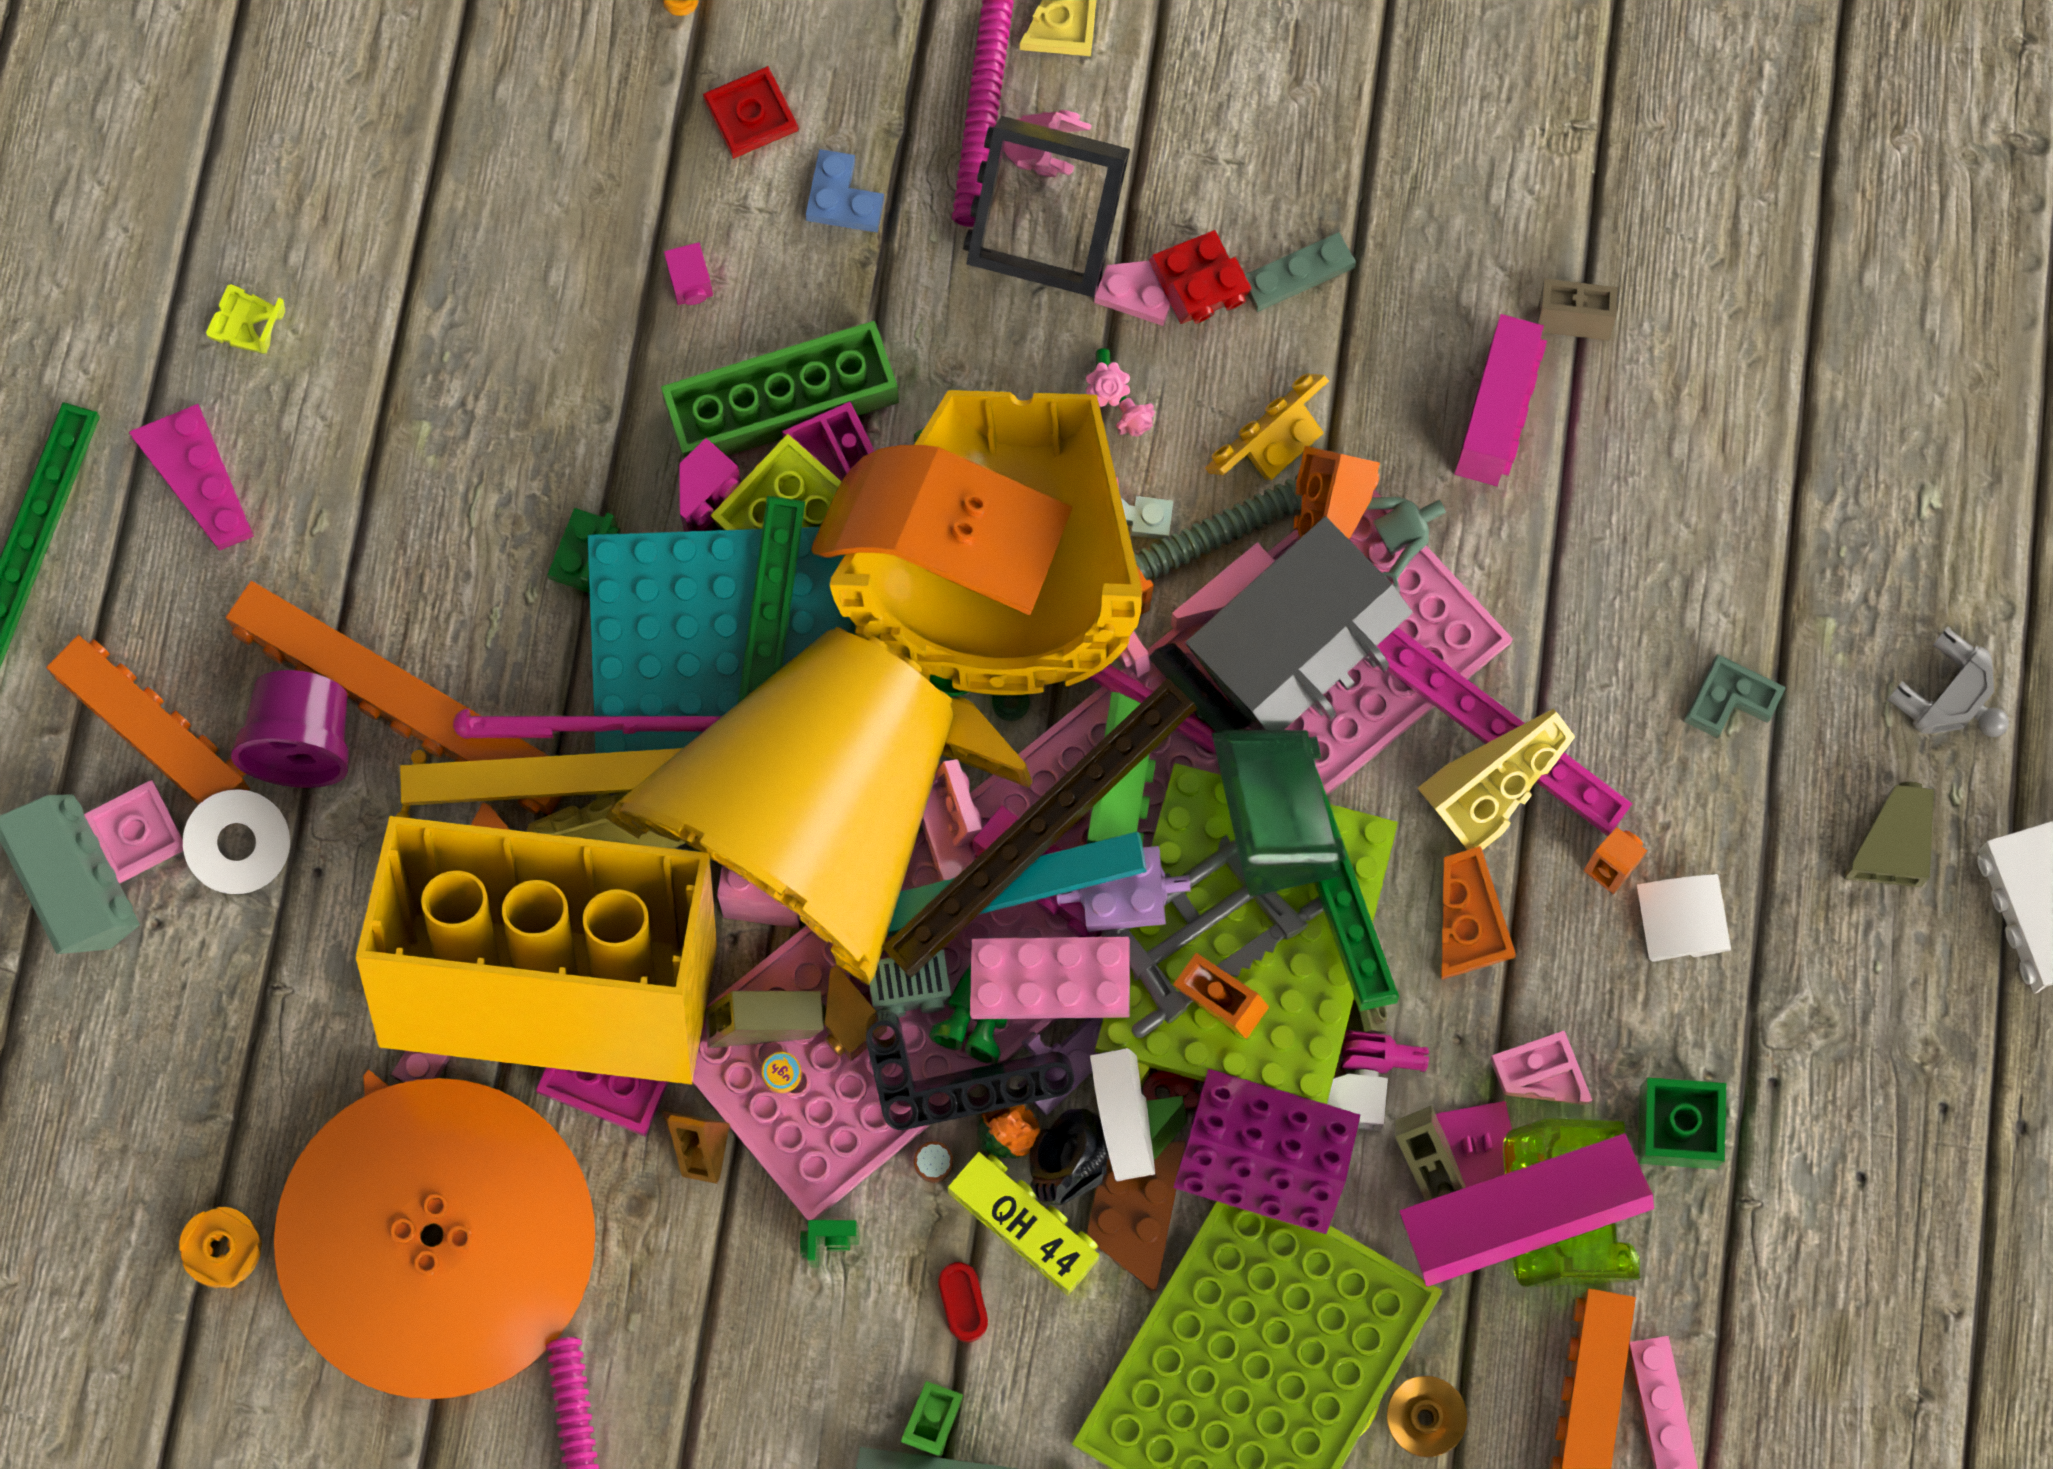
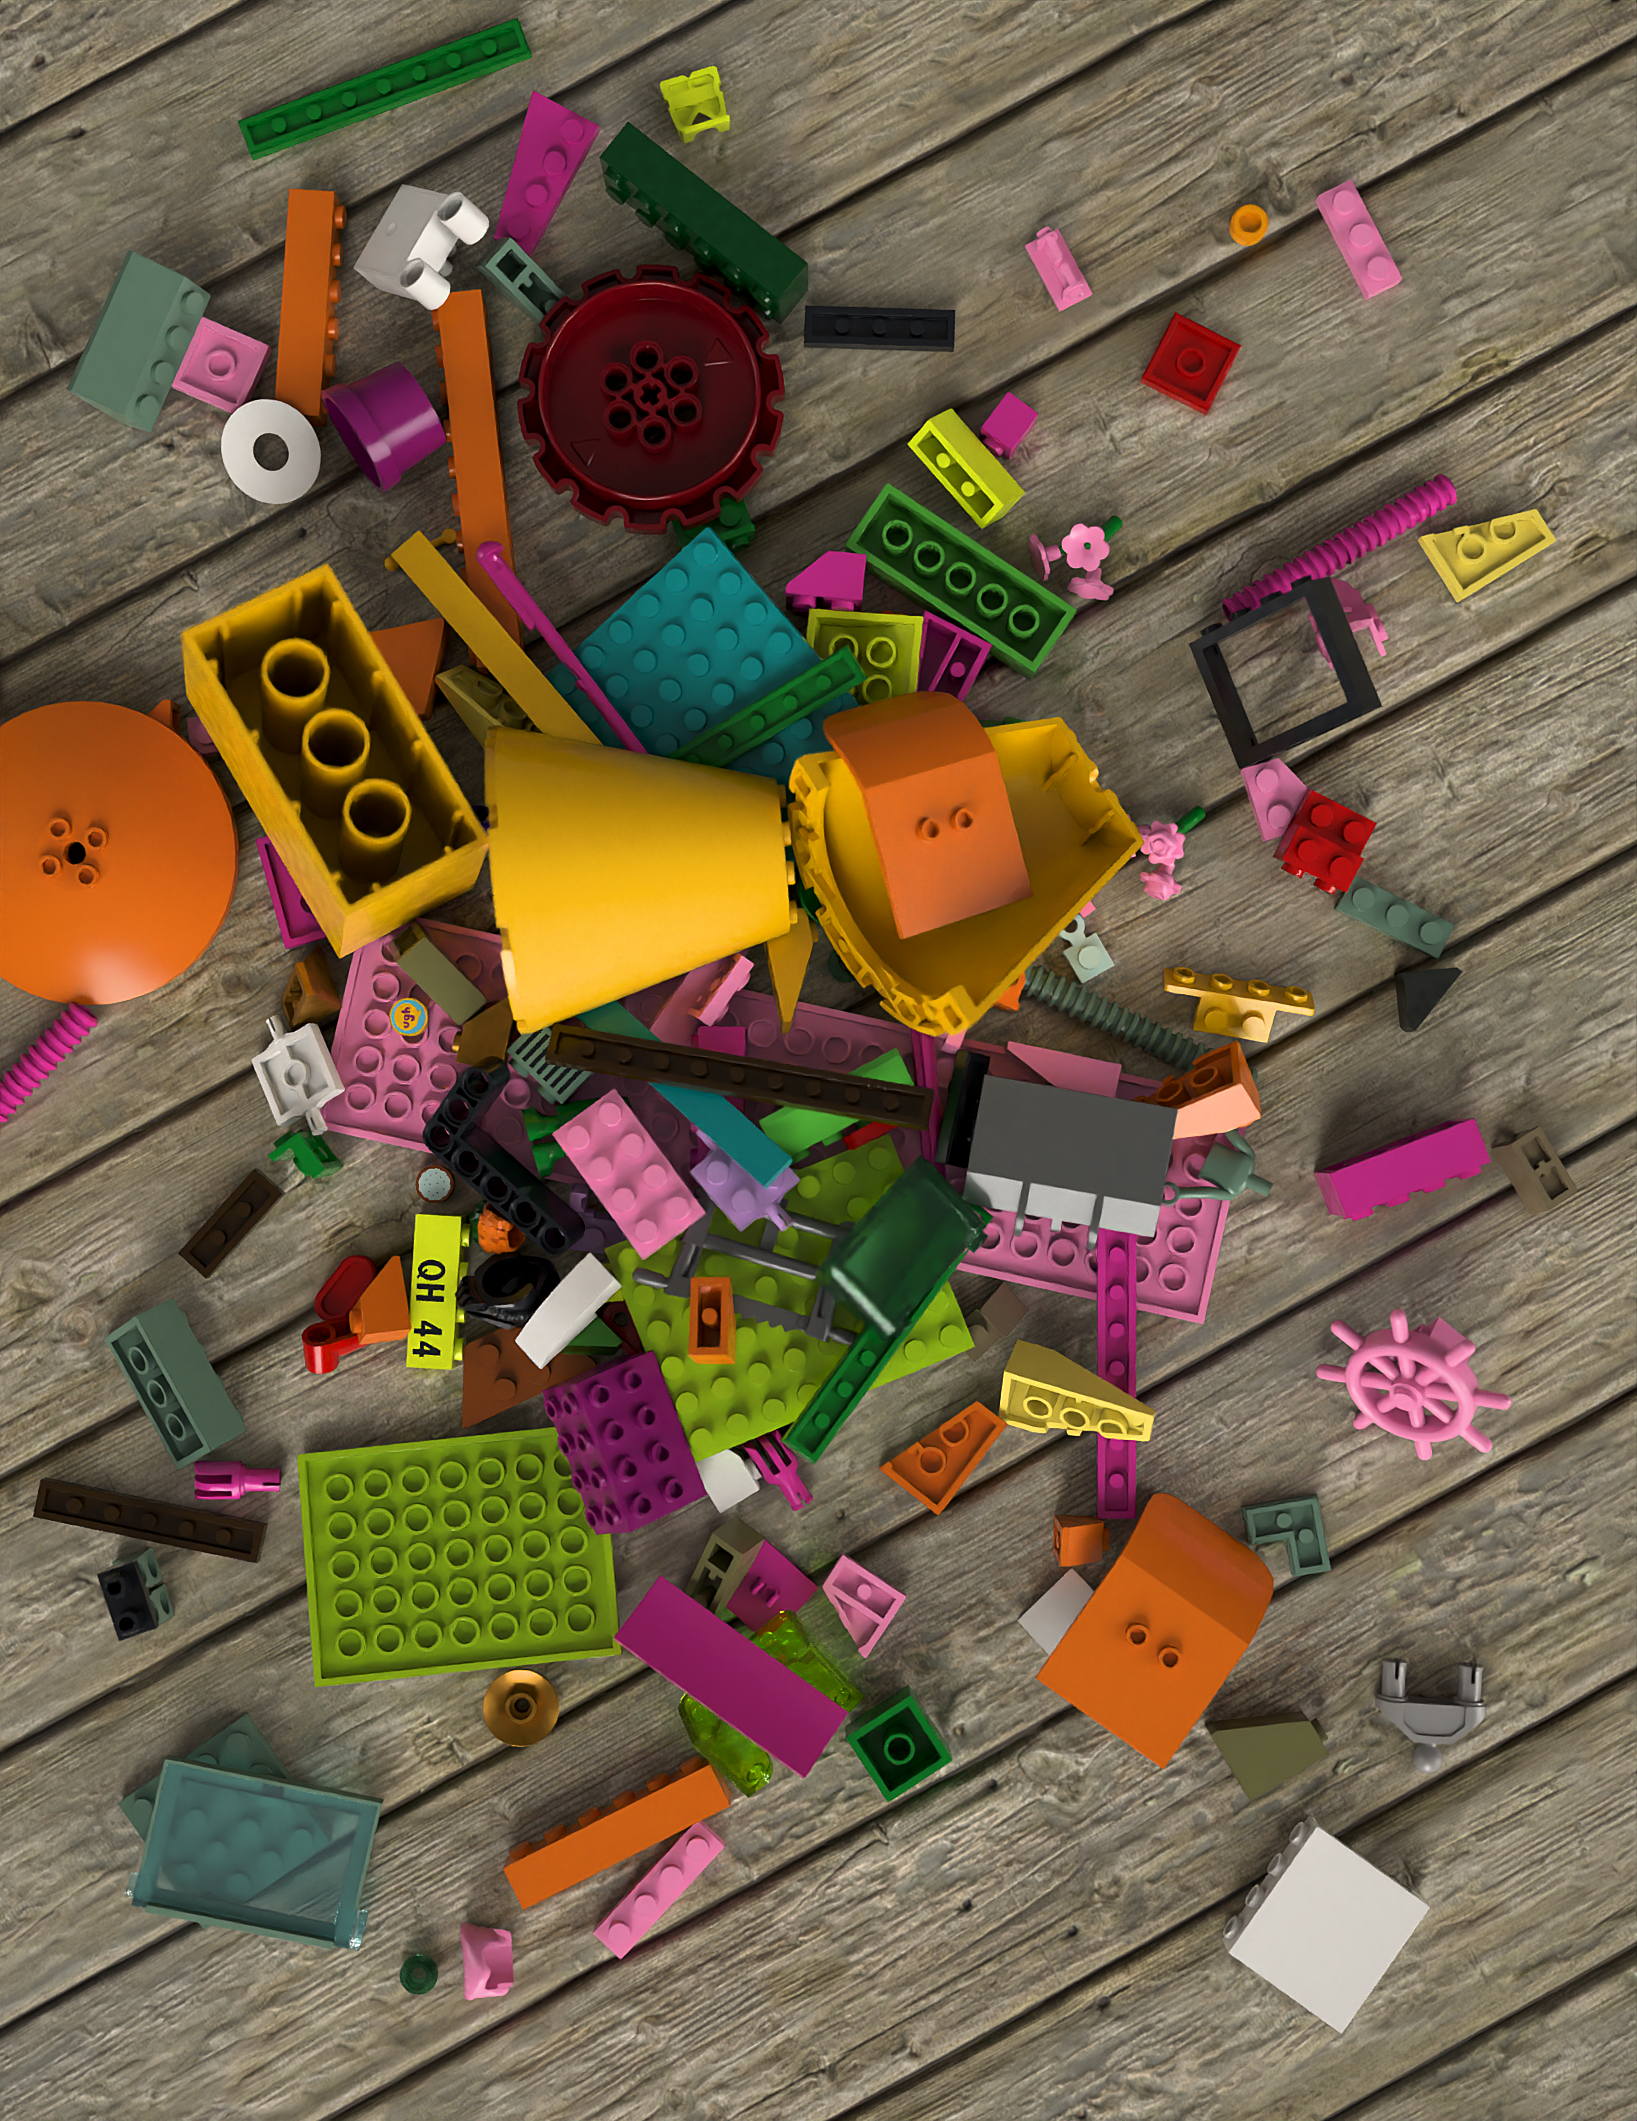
camera: 50 degrees right, 15 degrees up
(171, 600) = (415, 242): none -> white piece
(281, 547) = (519, 279): none -> sand green slope
(345, 377) = (703, 224): none -> dark green brick
(480, 580) = (604, 339): none -> dark red piece
(533, 313) = (879, 328): none -> black plate
(598, 153) = (1058, 268): none -> bright pink hinge
(696, 325) = (966, 468): none -> neon yellow brick
(756, 1200) = (297, 1074): none -> white plate
(833, 278) = (1084, 549): none -> bright pink plant
(835, 202) = (1165, 493): medium blue plate -> none
(835, 1353) = (231, 1223): none -> dark brown plate
(932, 1418) = (232, 1336): bright green slope -> none
(1002, 1329) = (327, 1342): none -> red piece
(1004, 1271) = (382, 1308): none -> orange slope
(1162, 769) = (866, 1134): none -> red tile
(1373, 294) = (1420, 993): none -> pearl dark grey slope
(1386, 798) = (993, 1319): none -> dark tan slope
(1670, 499) = (1416, 1373): none -> bright pink piece
(1738, 843) = (1161, 1629): none -> orange door

